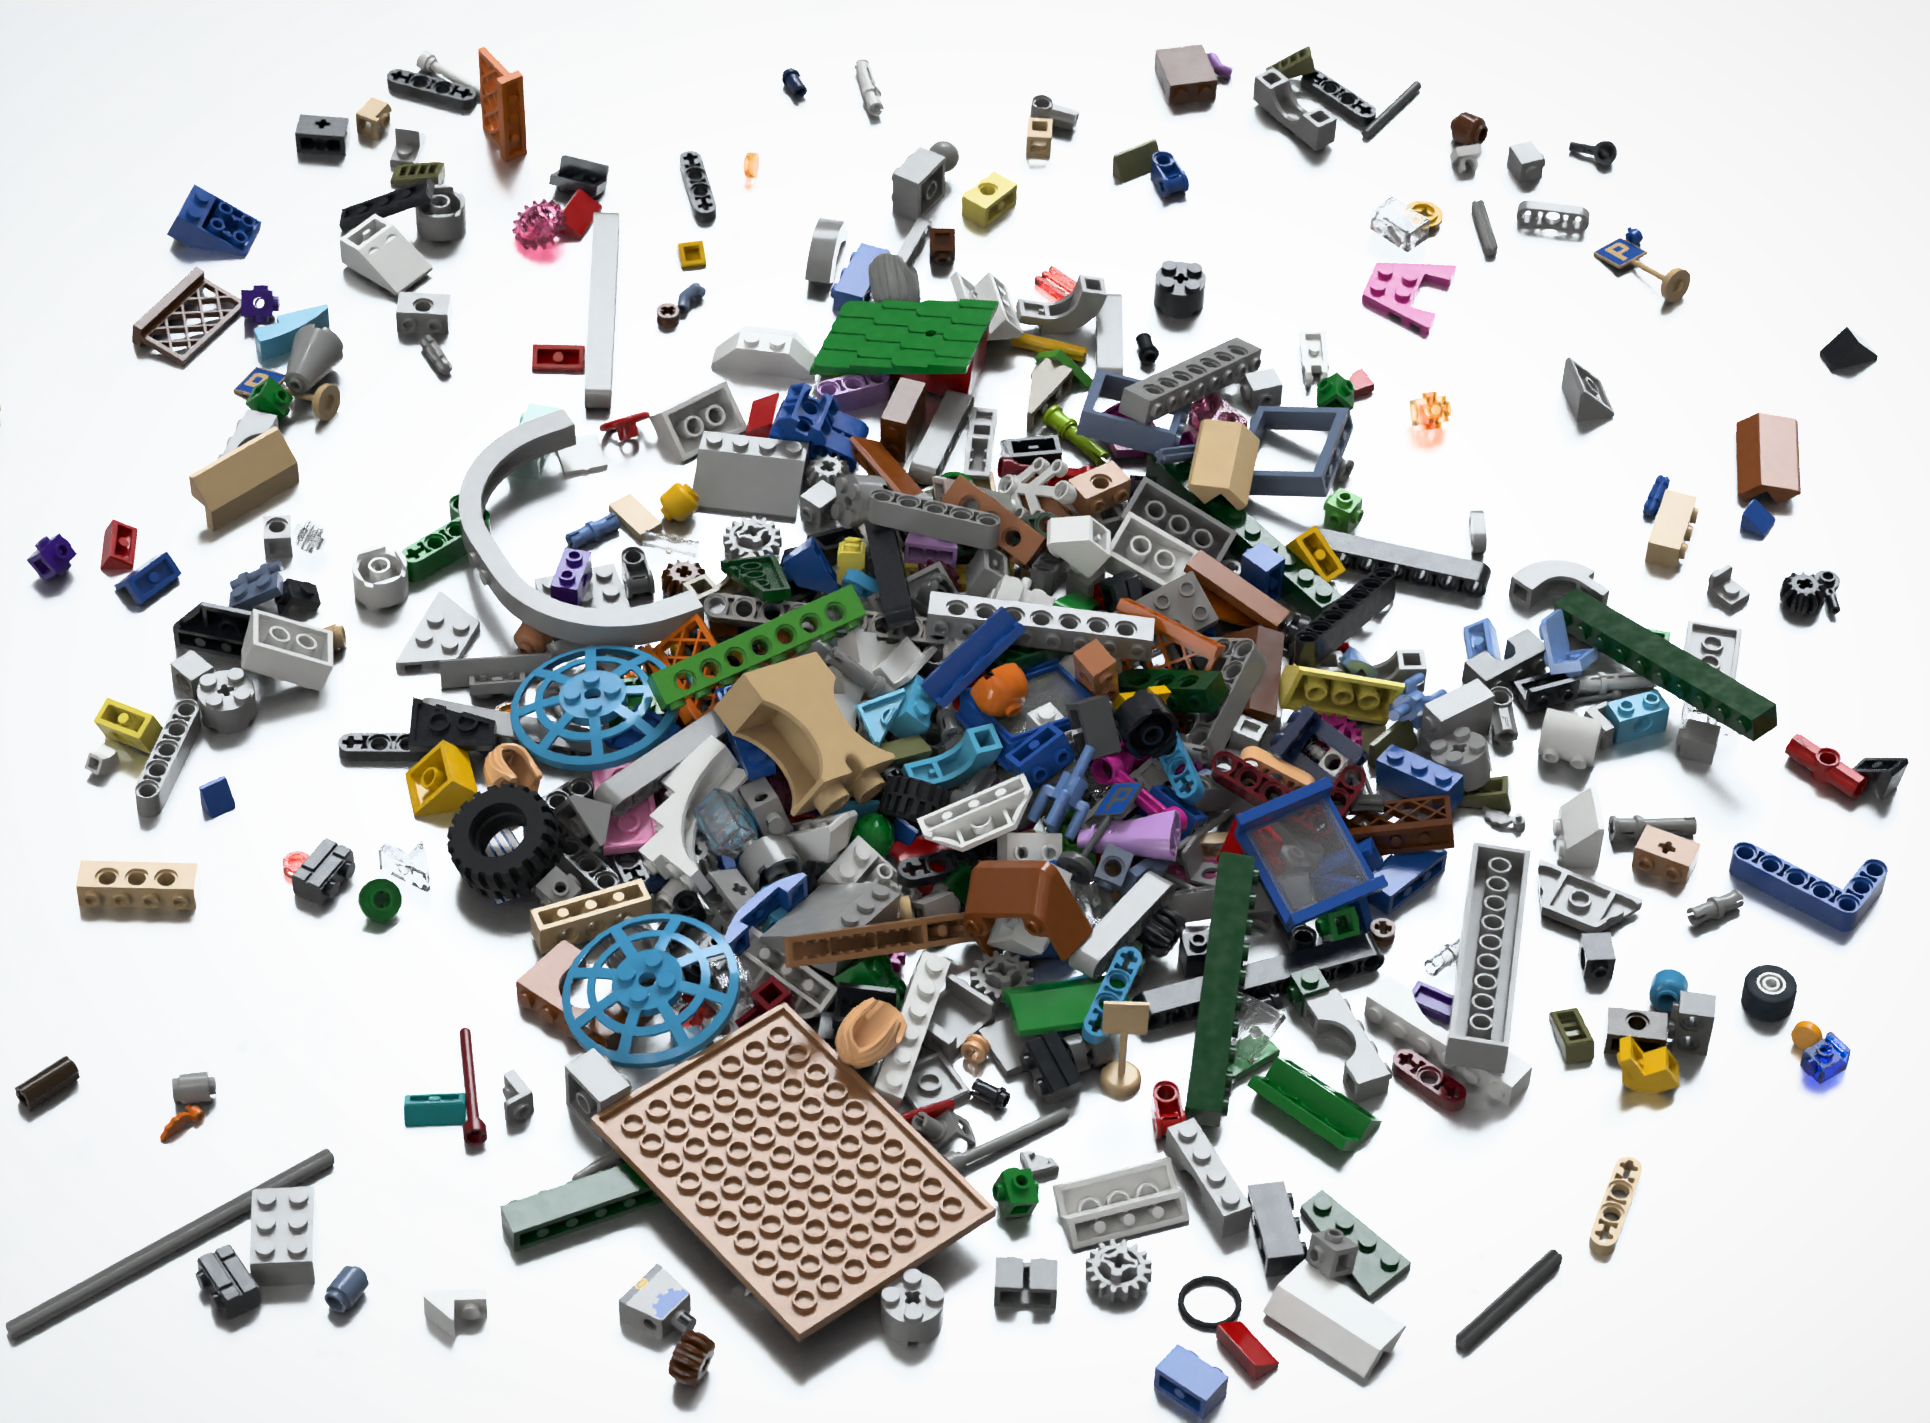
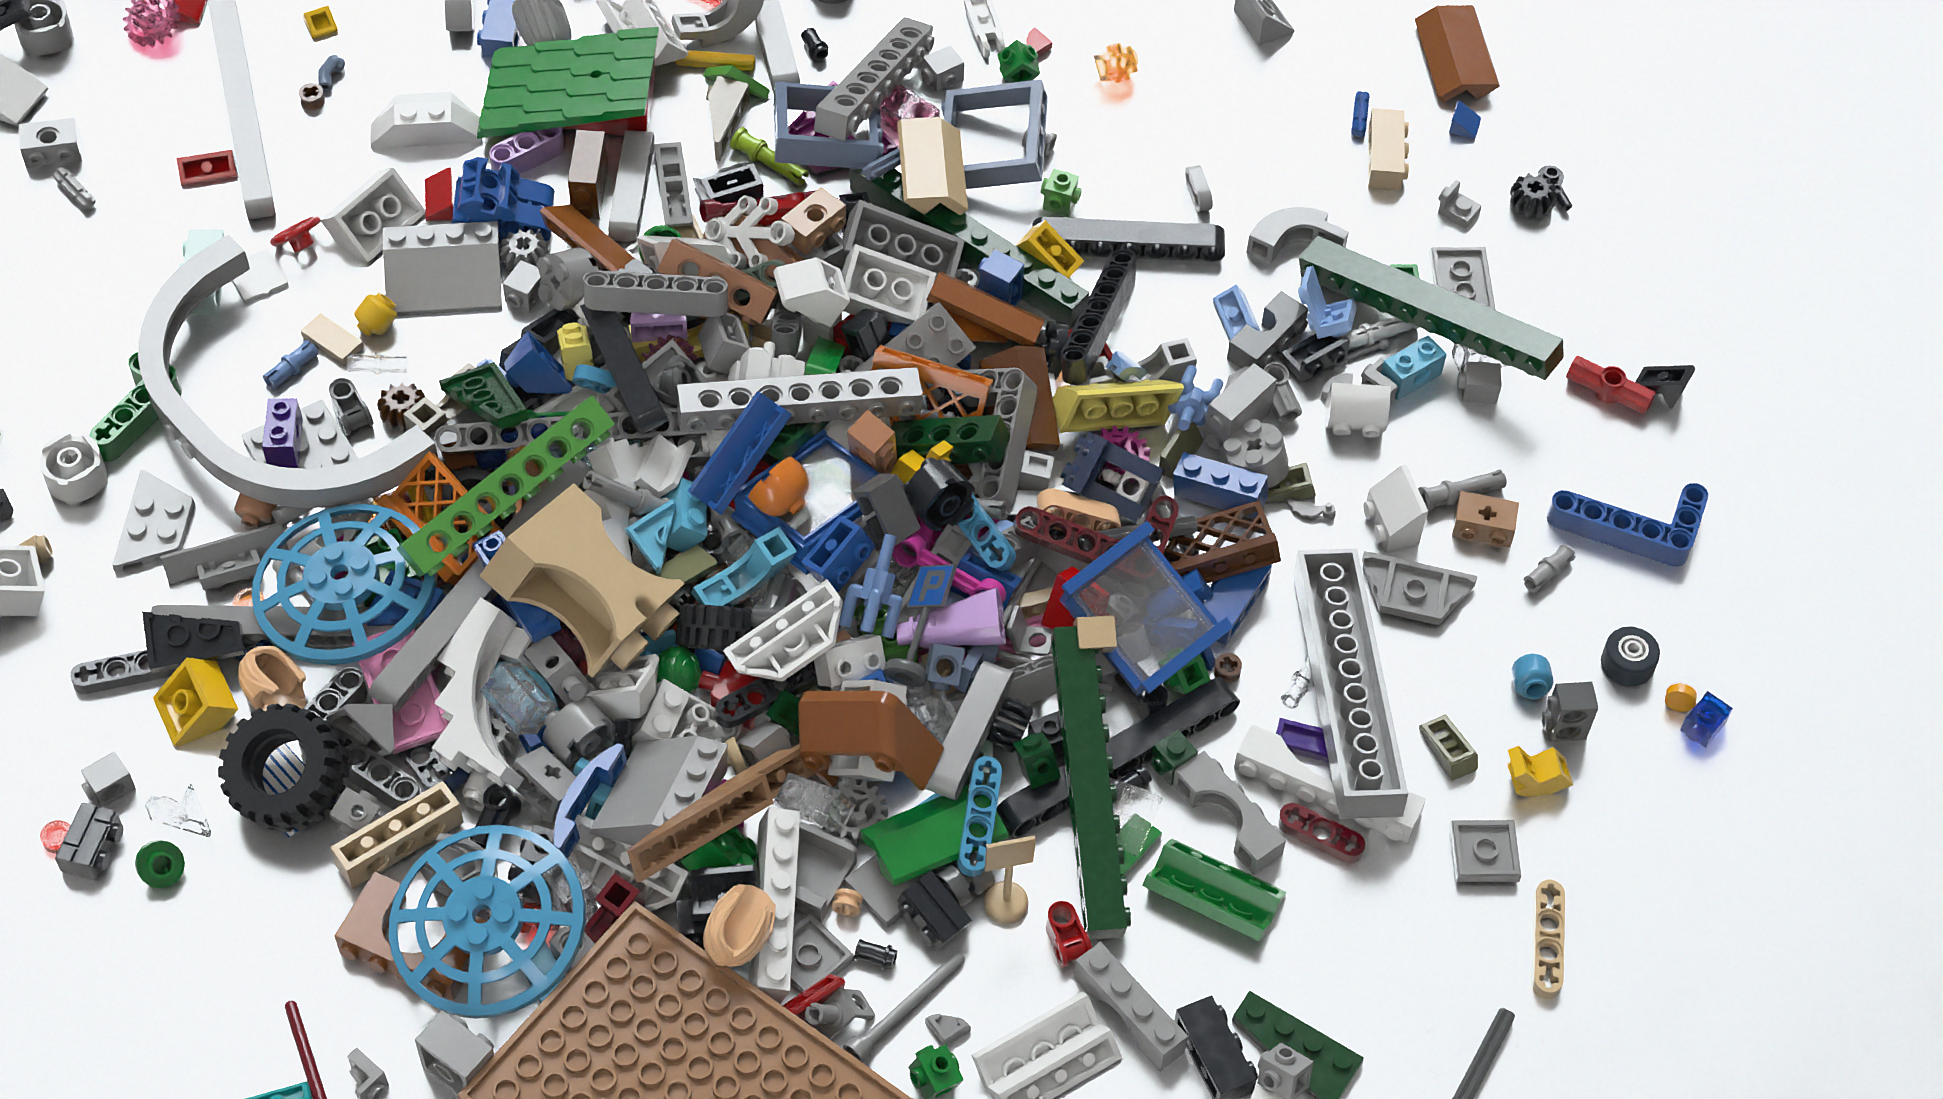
camera: 15 degrees left, 10 degrees up
(351, 826) = (107, 779): none -> brick
(752, 537) = (463, 342): light grey gear -> none
(968, 957) = (815, 802): none -> clear brick
(1178, 963) = (1037, 760): none -> dark green brick
(1258, 863) = (1096, 633): none -> tan panel
(1578, 1123) = (1485, 851): none -> light grey plate
(1596, 955) = (1450, 650): brick -> none
(1645, 1027) = (1529, 723): brick -> none

